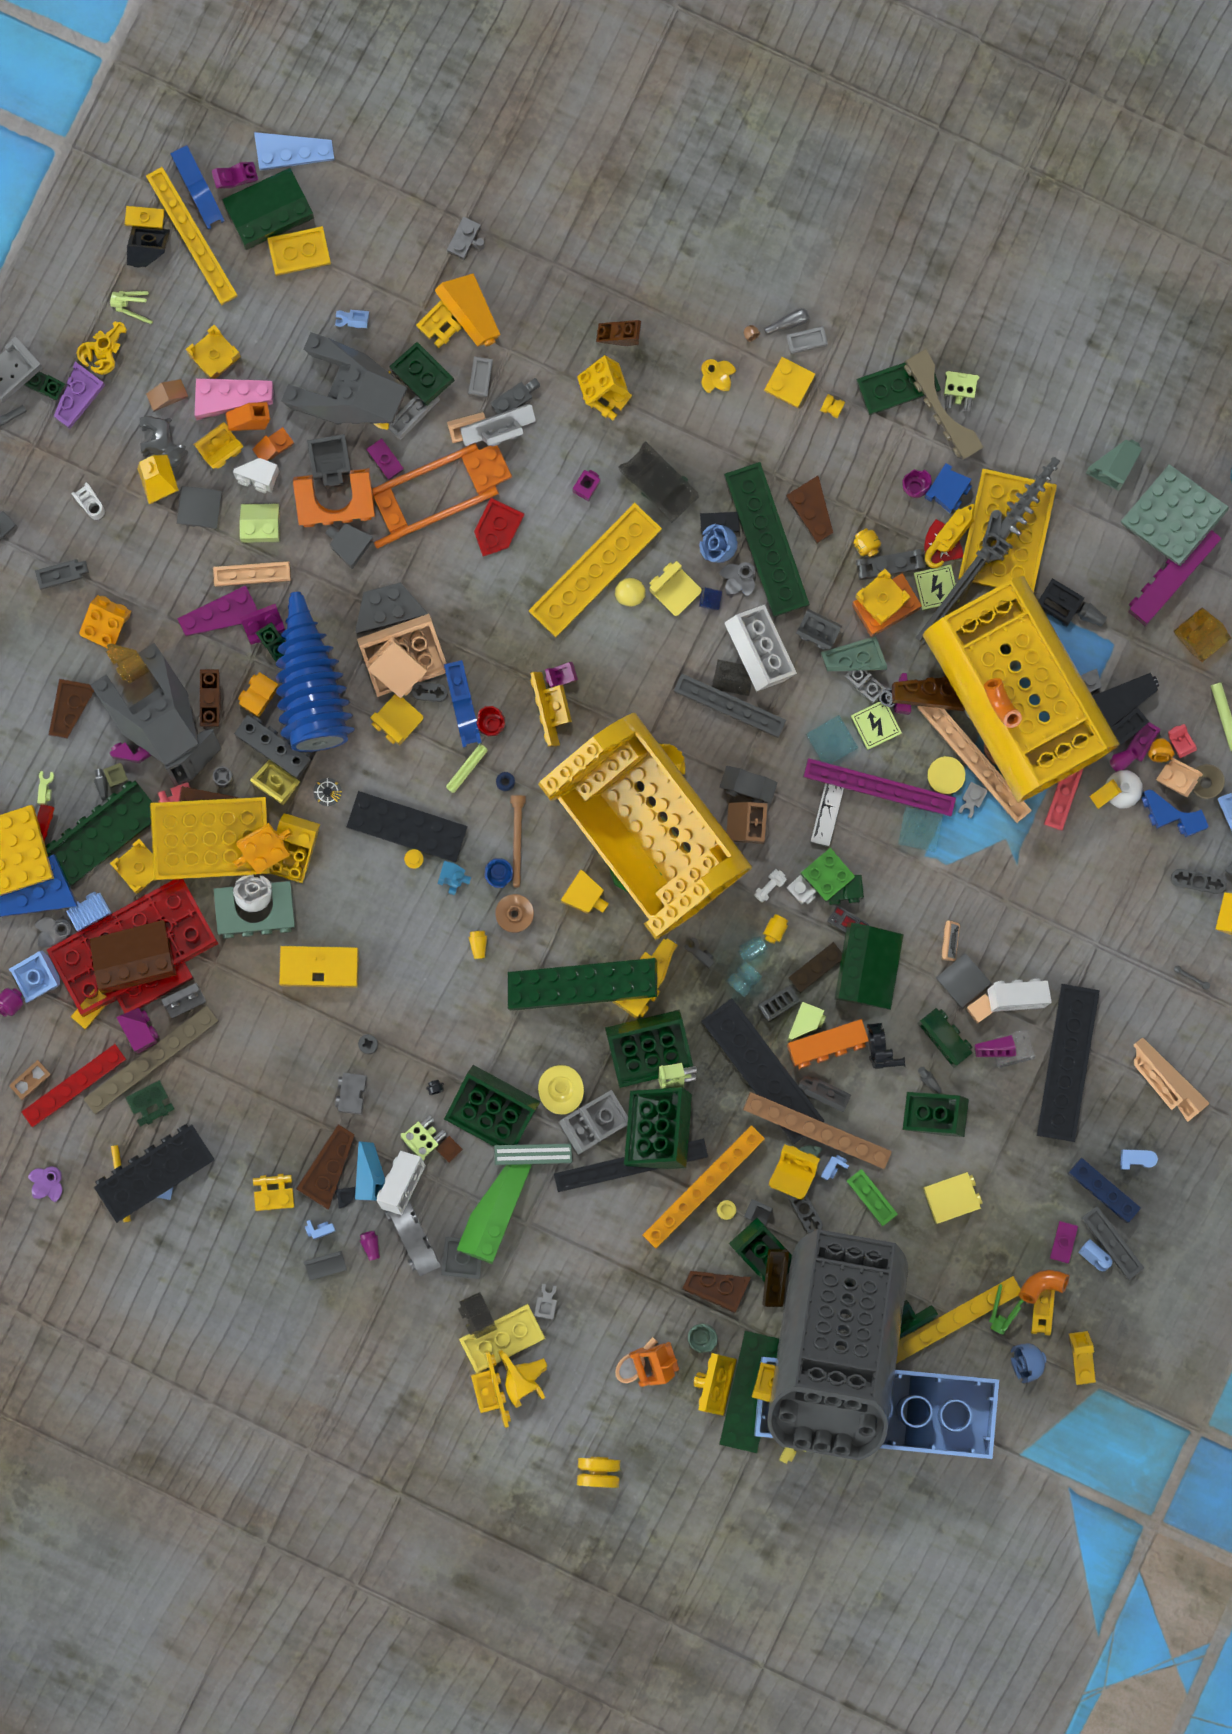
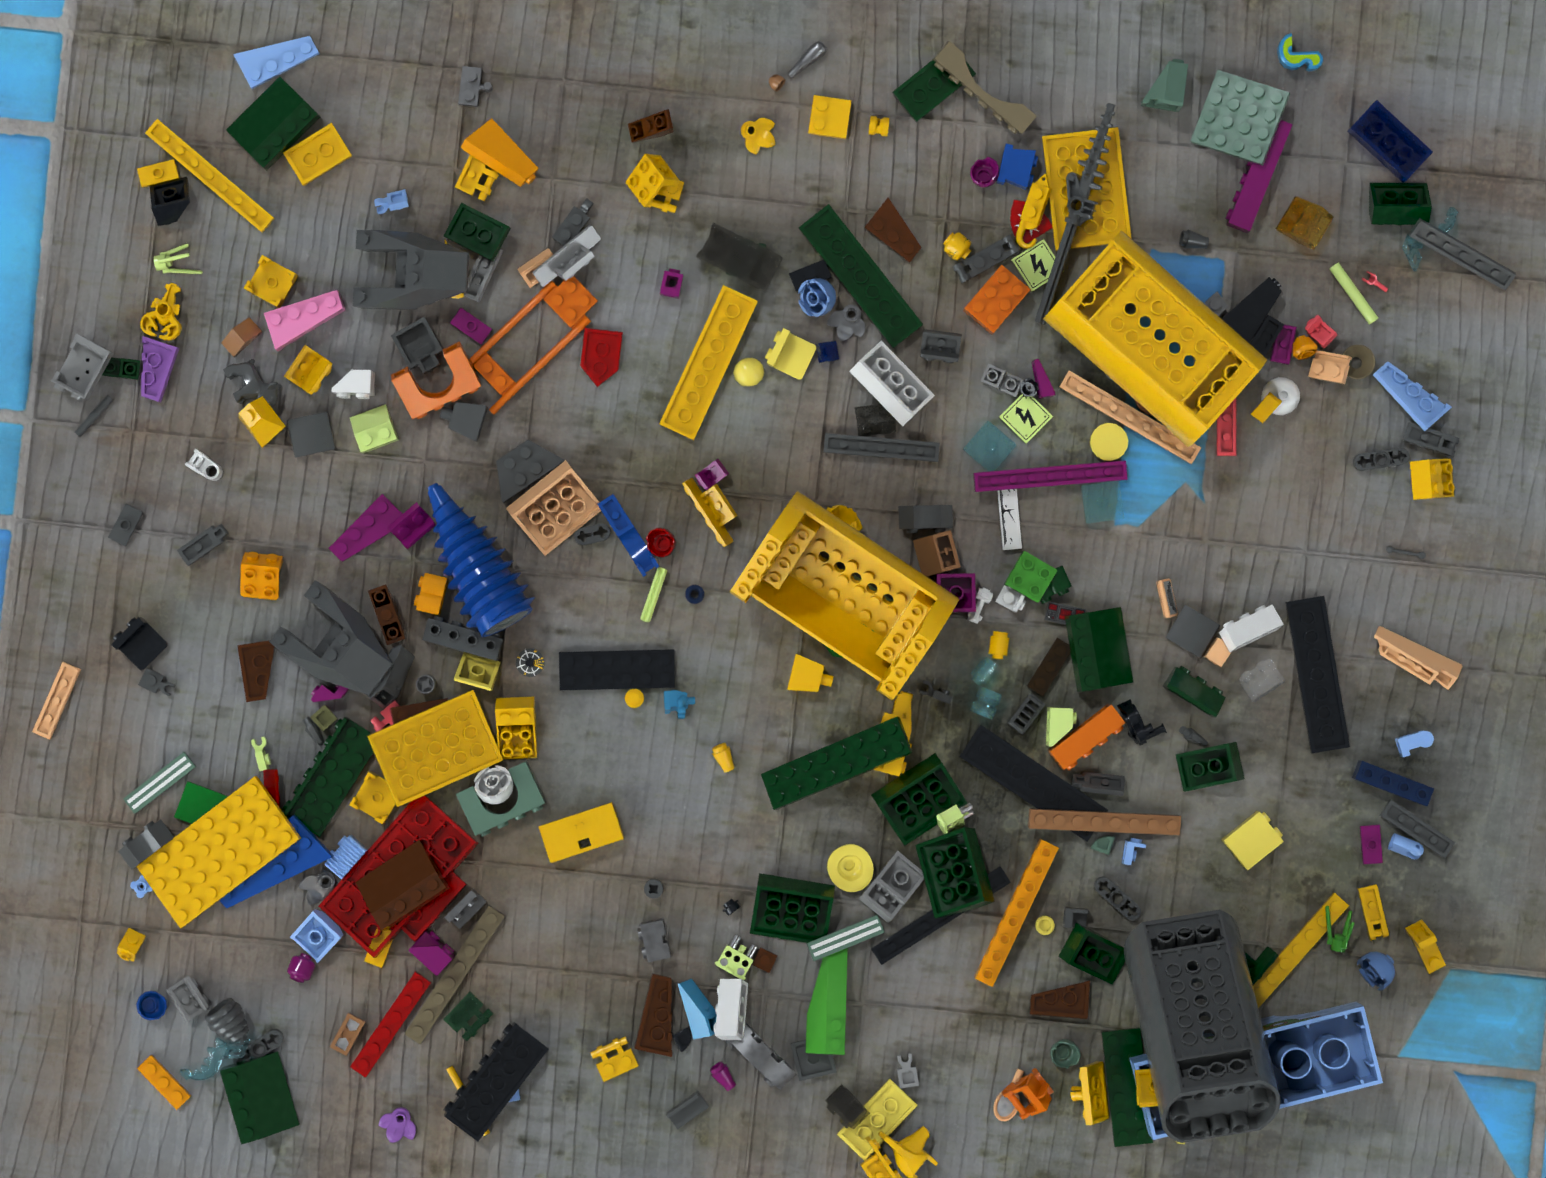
camera: 20 degrees left, 5 degrees up
(129, 662) = (297, 607): clear yellow slope -> none
(197, 186) = (197, 125): blue piece -> none
(237, 175) = (230, 103): magenta slope -> none
(248, 417) = (327, 332): orange slope -> none
(252, 574) = (384, 480): light nougat tile -> none
(263, 848) = (489, 740): light orange plate -> none
(271, 640) = (425, 538): dark green slope -> none
(273, 445) = (359, 350): orange slope -> none
(323, 1229) = (674, 1077): light blue bracket -> none
(396, 668) = (553, 524): light nougat panel -> none
(396, 719) = (571, 571): yellow bracket -> none
(480, 376) = (533, 215): light grey tile -> none
(498, 872) = (719, 684): blue hair -> none
(514, 903) = (751, 726): medium nougat dish -> none
(517, 803) = (714, 610): medium nougat piece -> none
(761, 862) = (961, 586): none -> magenta slope
(775, 1277) = (1114, 974): dark brown plate -> none
(794, 1172) = (1097, 869): yellow bracket -> none
(807, 340) = (832, 70): light grey tile -> none
(855, 656) = (983, 359): sand green wing -> none
(872, 1197) = (1177, 866): bright green plate -> none
(882, 597) = (991, 295): yellow panel -> none
(927, 693) = (1063, 371): reddish brown wing -> none
(960, 380) = (994, 58): yellowish green piece -> none
(973, 796) = (1141, 453): light grey plate -> none
(996, 1048) = (1249, 683): magenta slope -> none
(1001, 703) = (1146, 363): orange cylinder -> none
(1042, 1281) = (1364, 890): orange cylinder -> none
(1064, 598) = (1161, 233): black plate -> none
(1123, 759) = (1271, 368): magenta cone -> none
(1164, 813) = (1327, 406): blue arch -> none

